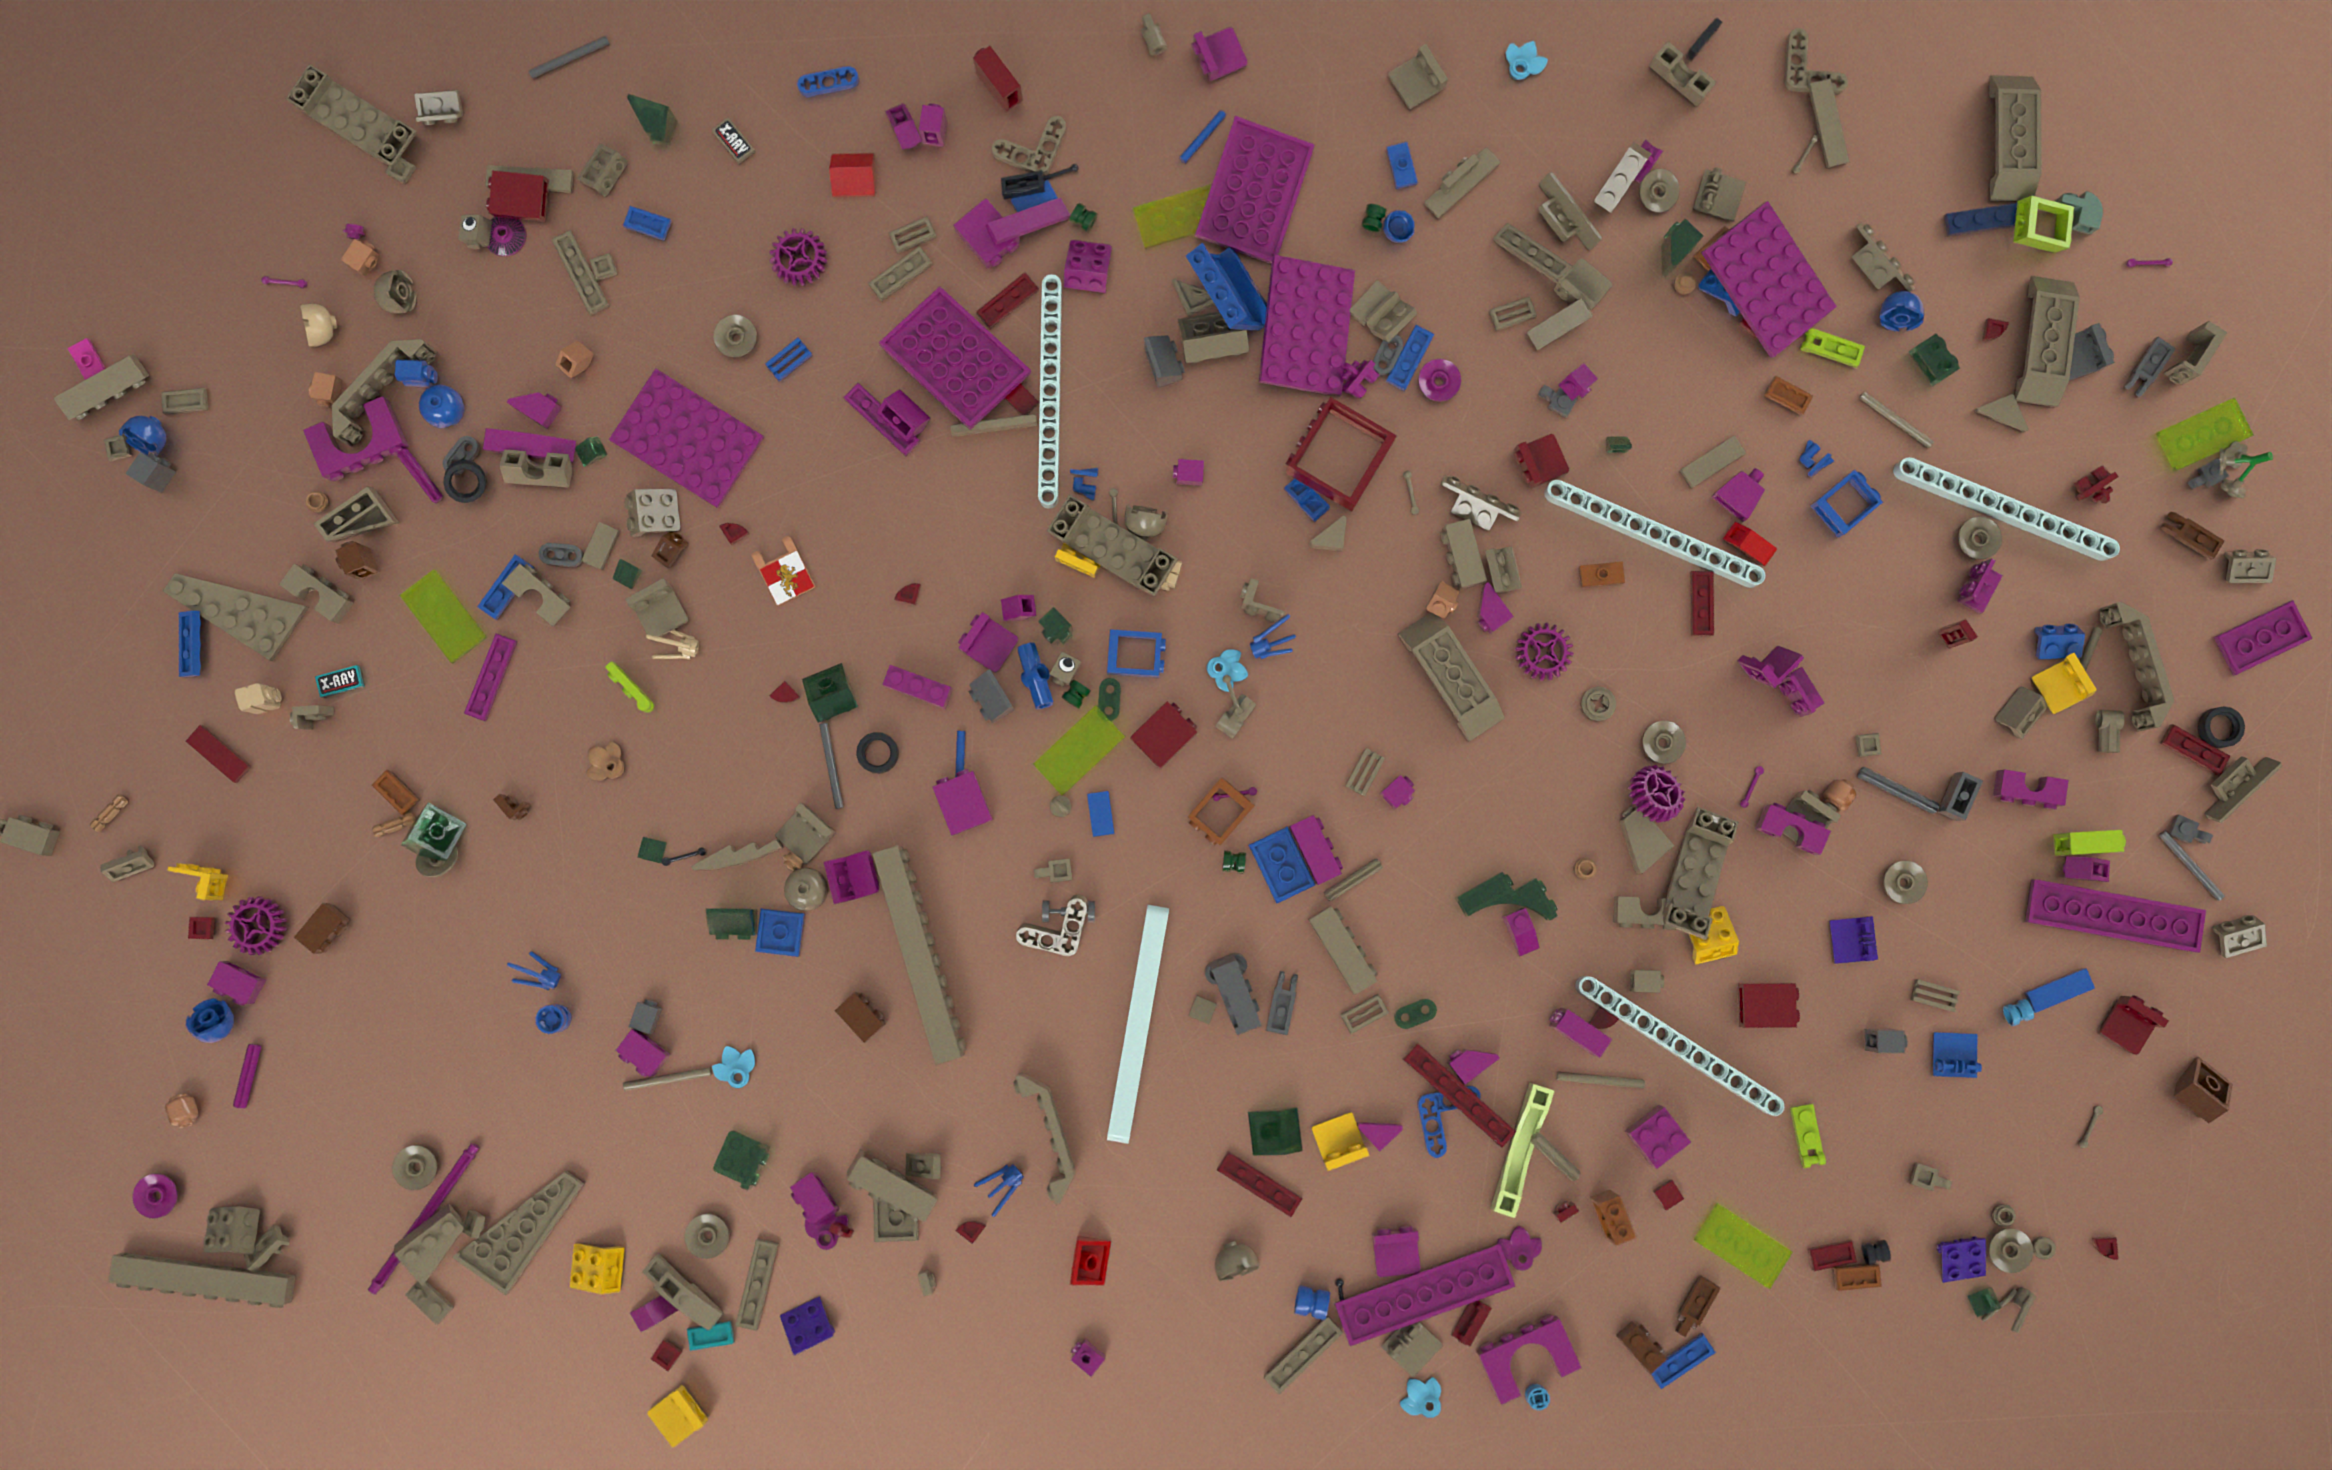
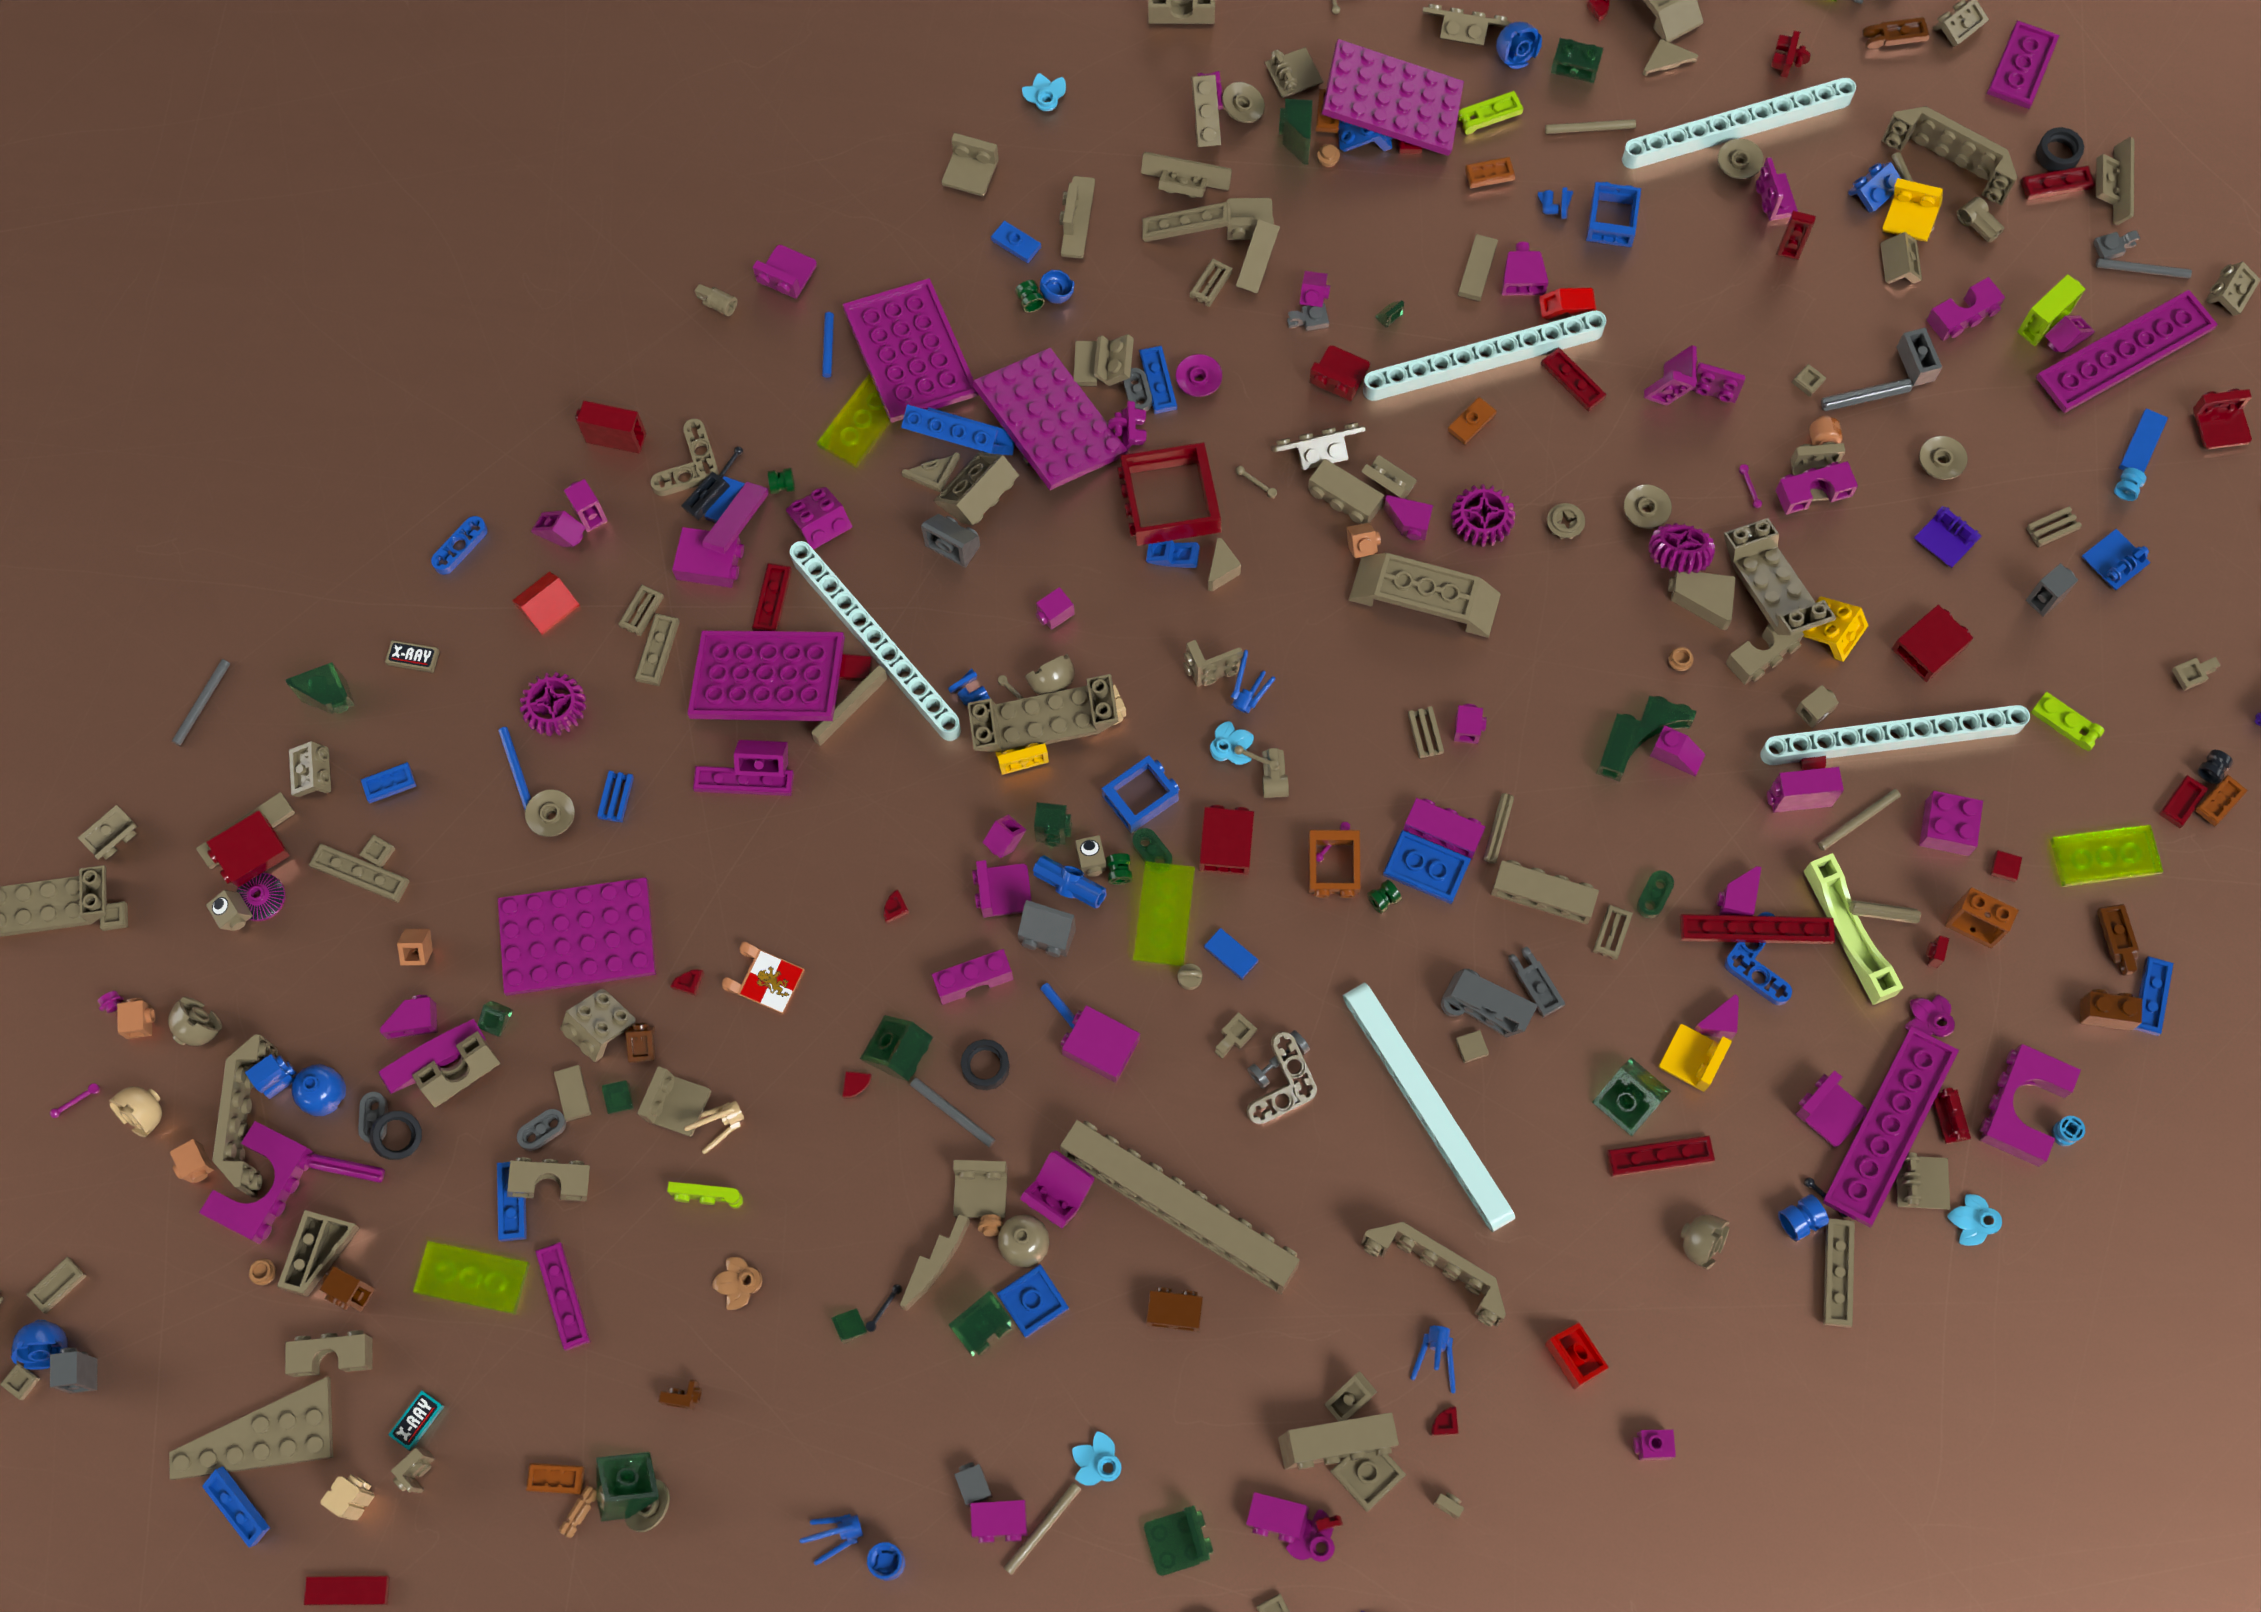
camera: 35 degrees left, 15 degrees down
(739, 281) = (515, 766): none -> blue bar

